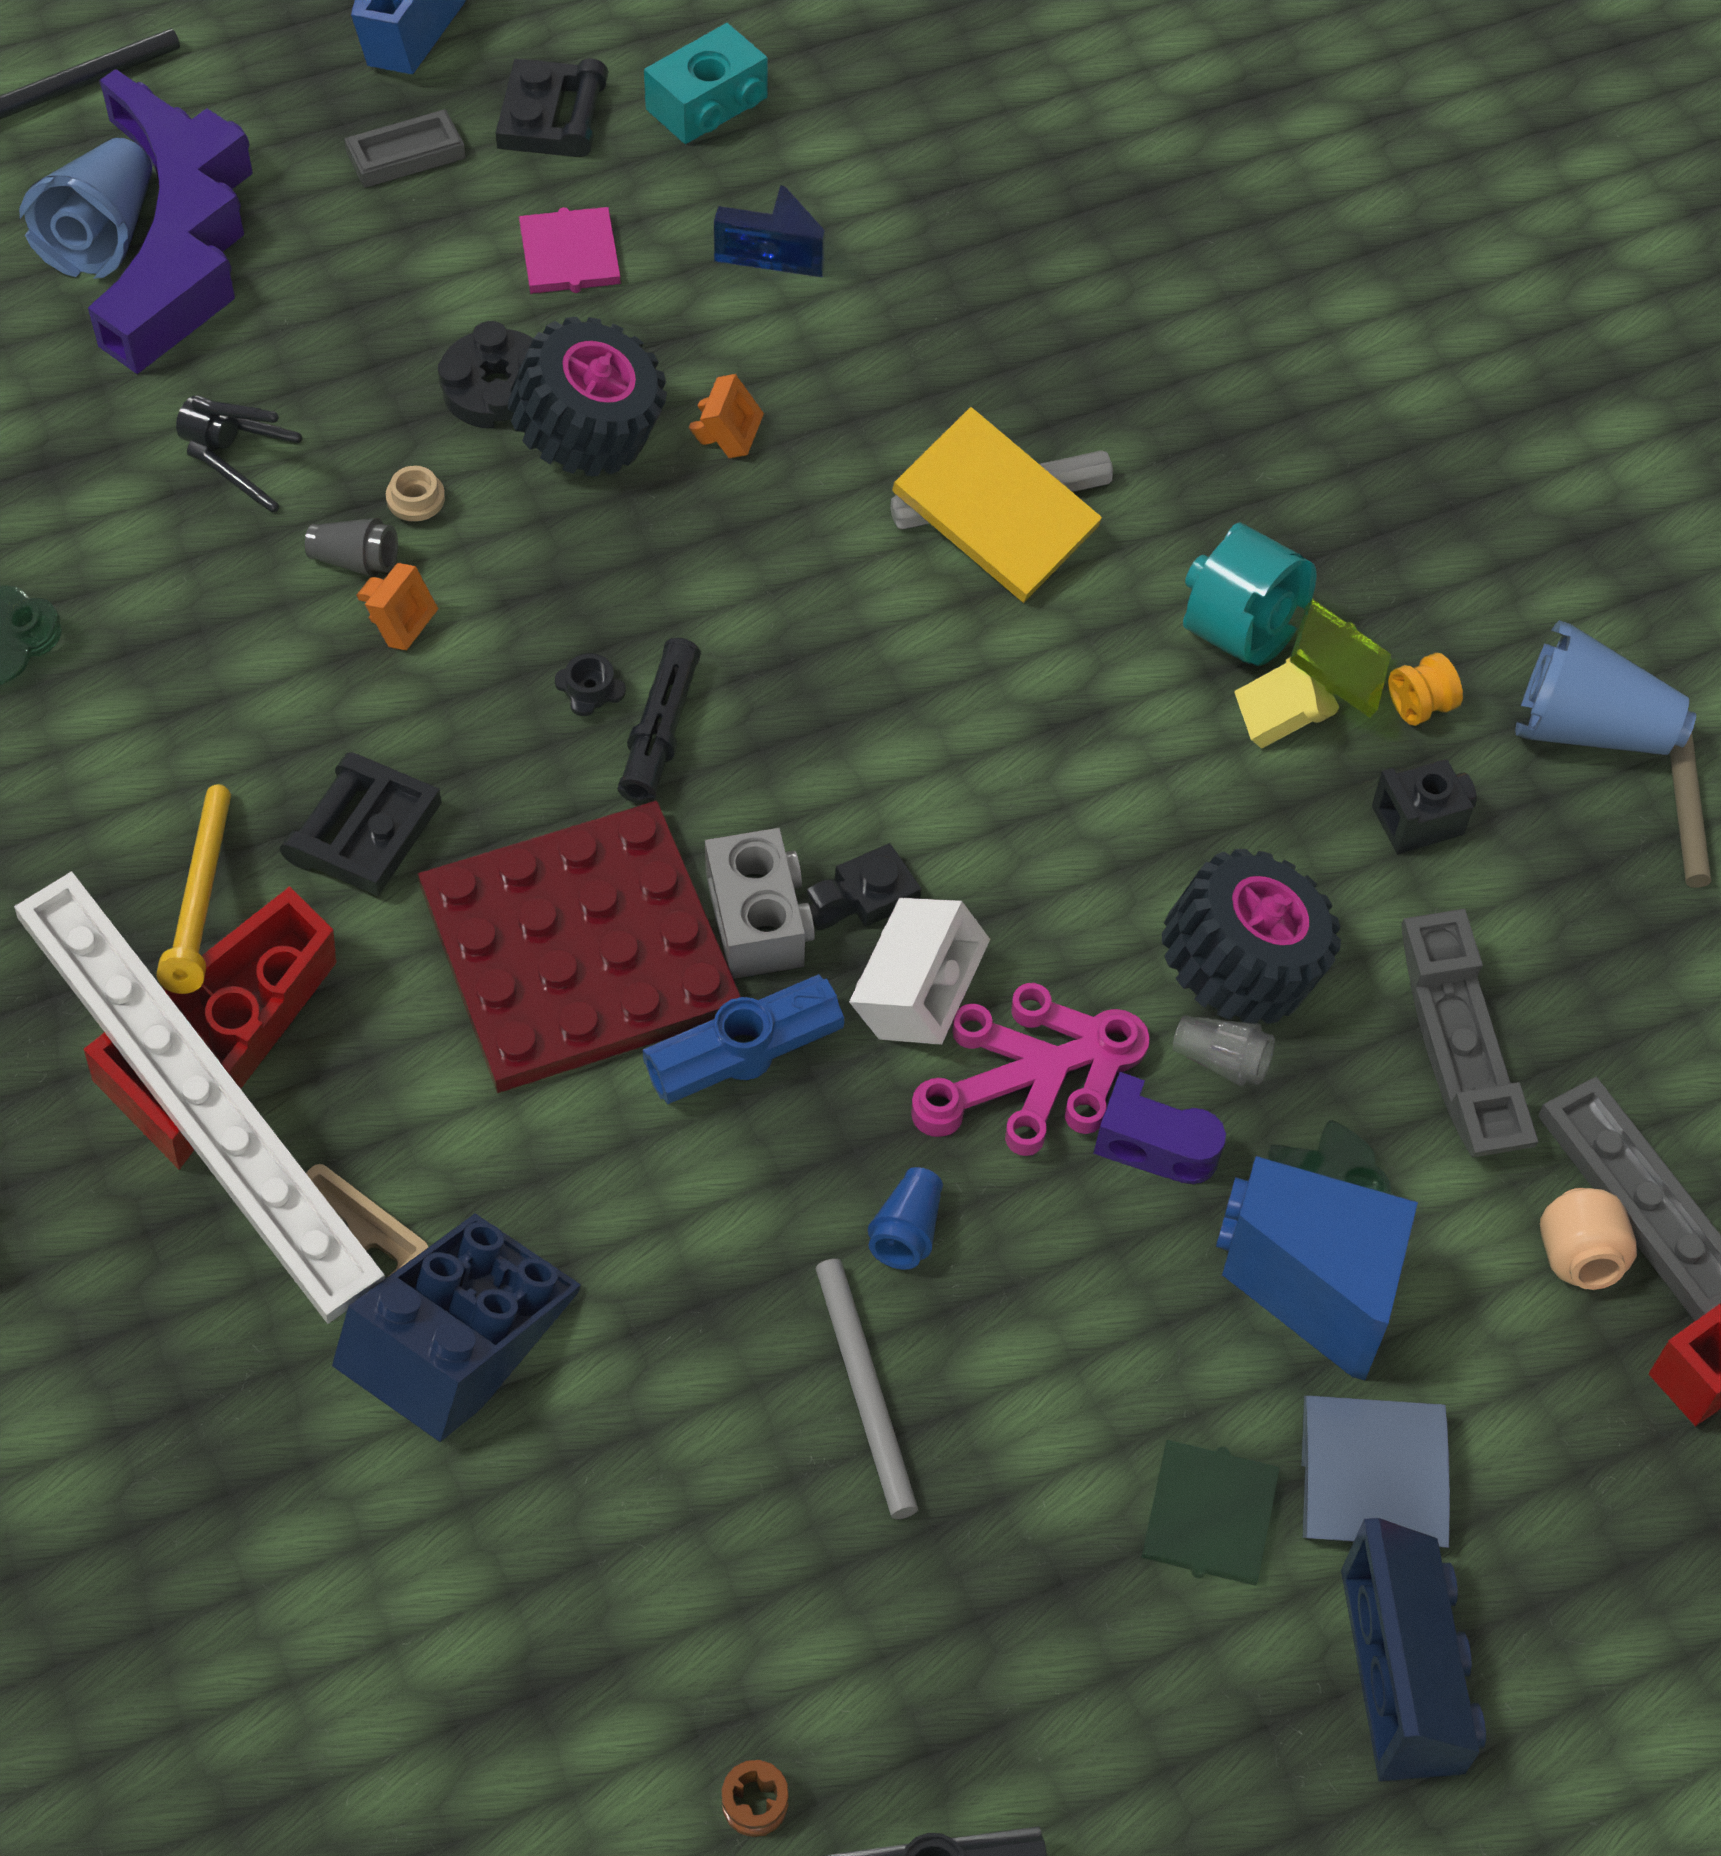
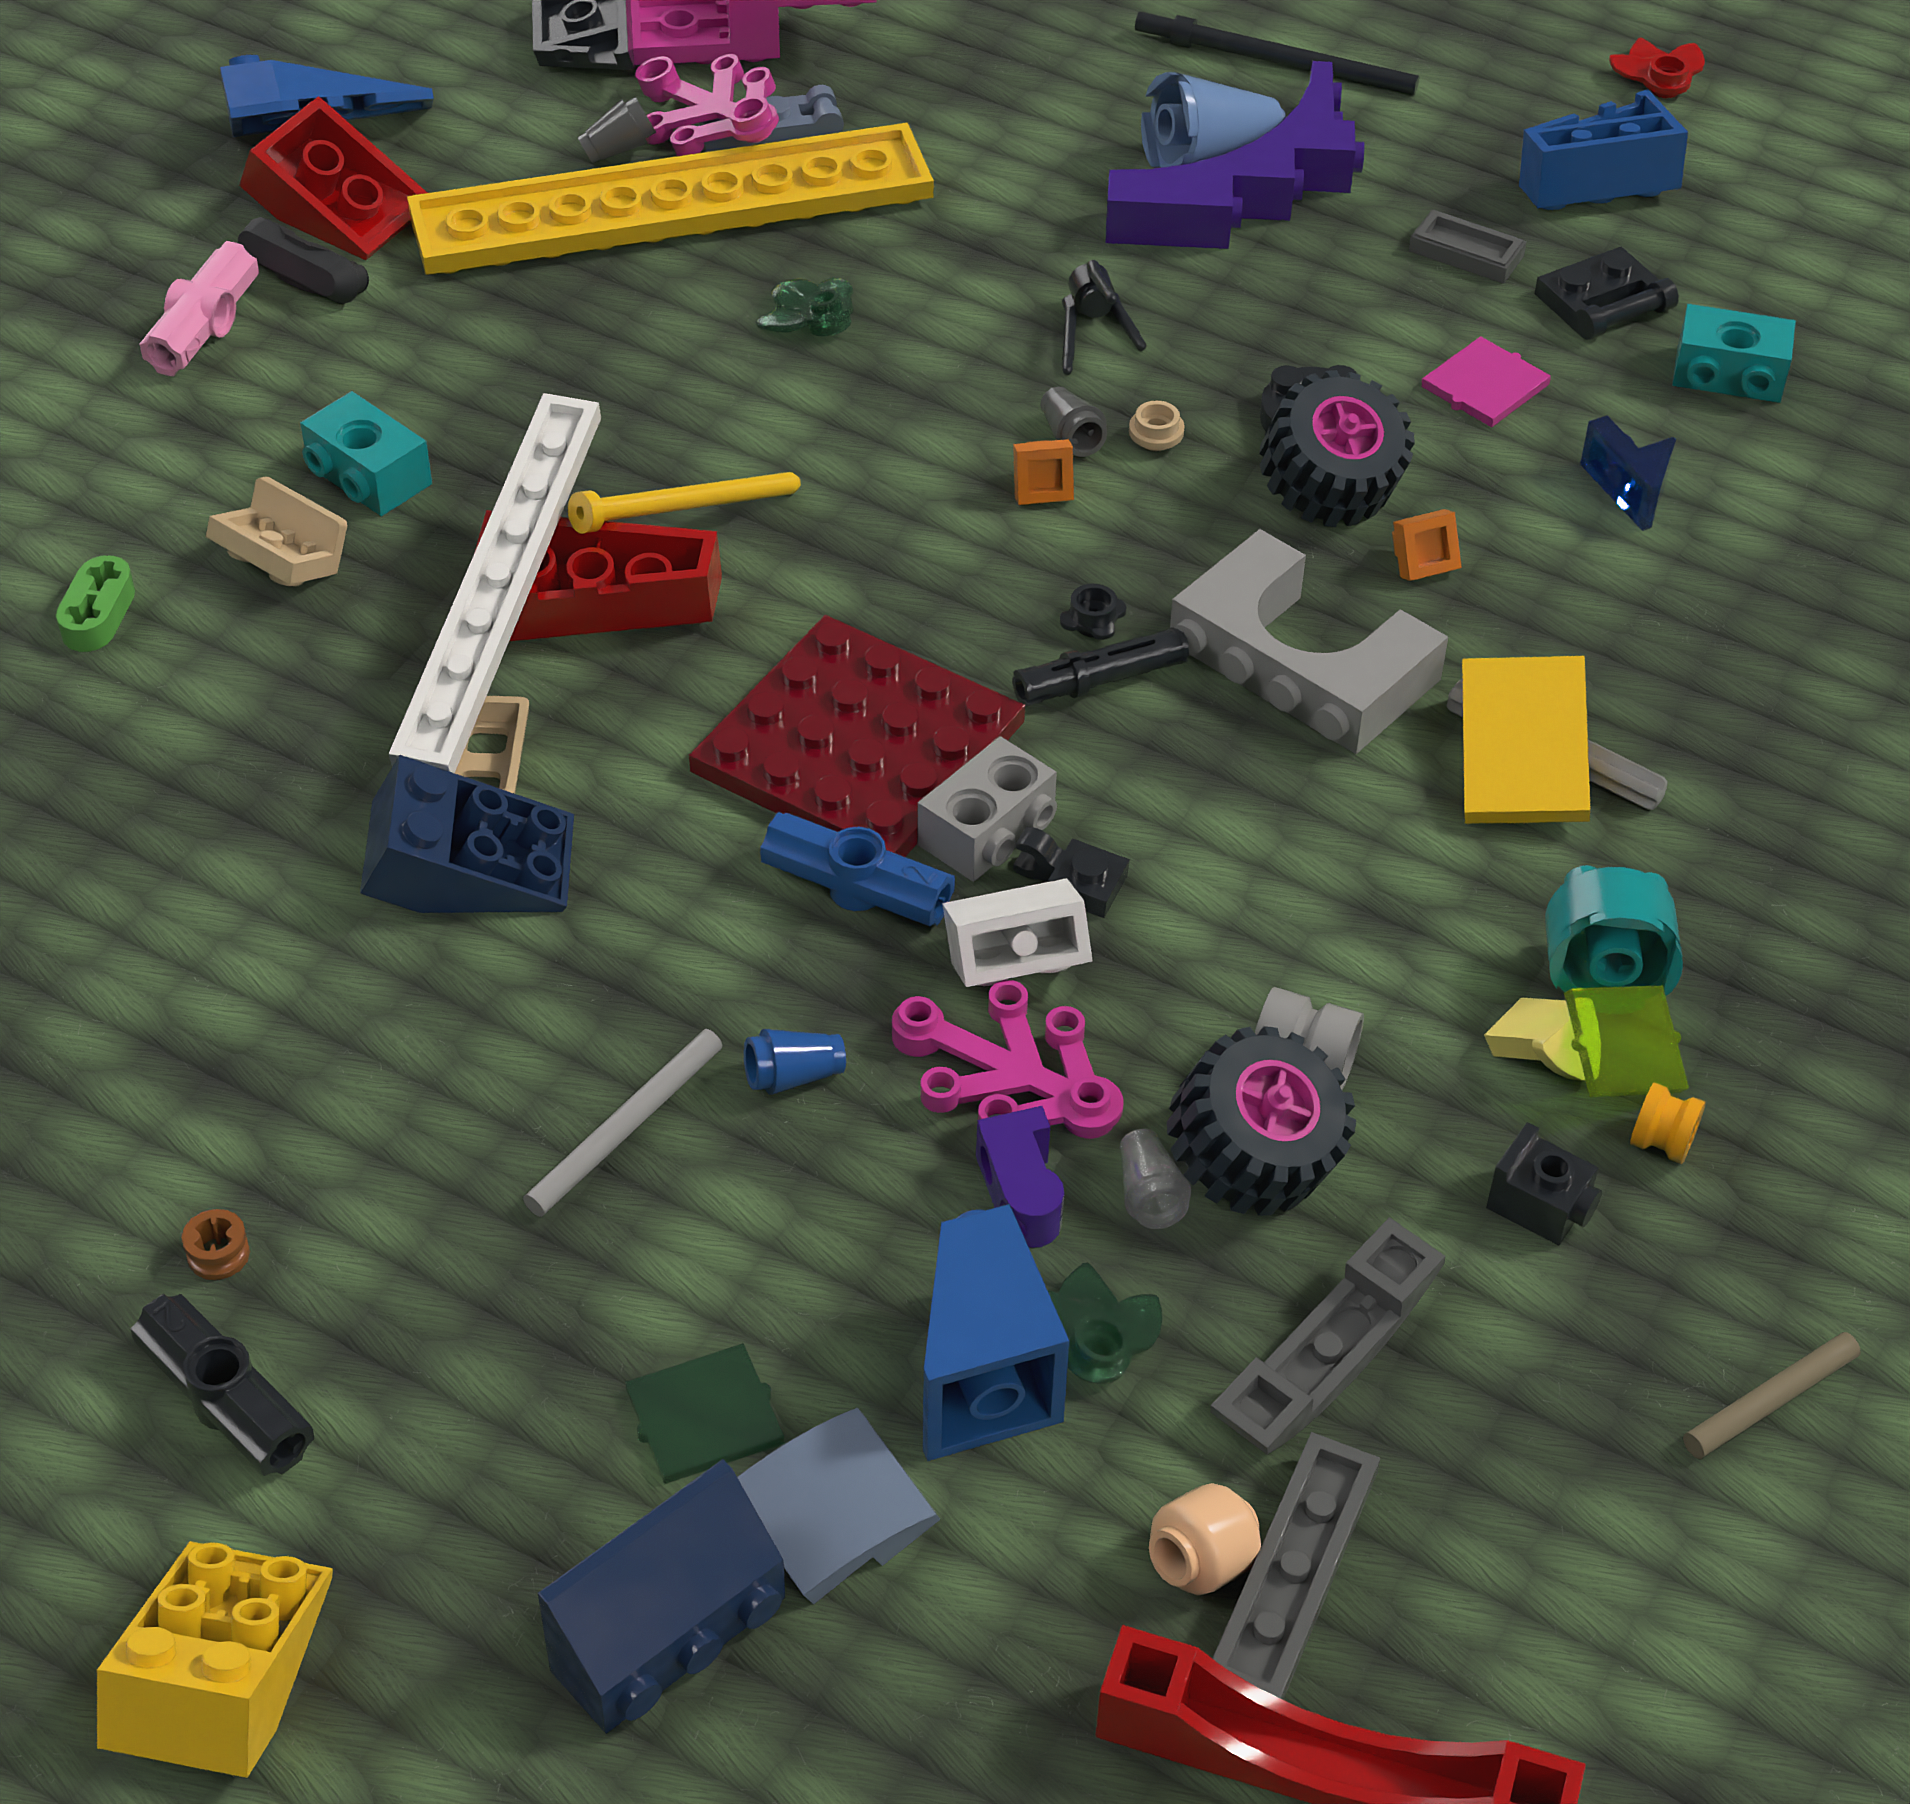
camera: 55 degrees right, 10 degrees down
(377, 831) = (839, 565): black plate -> none
(839, 587) = (1340, 693): none -> light grey arch
(1169, 855) = (1331, 1028): none -> light grey wheel
(1601, 699) = (1787, 1241): medium blue cone -> none

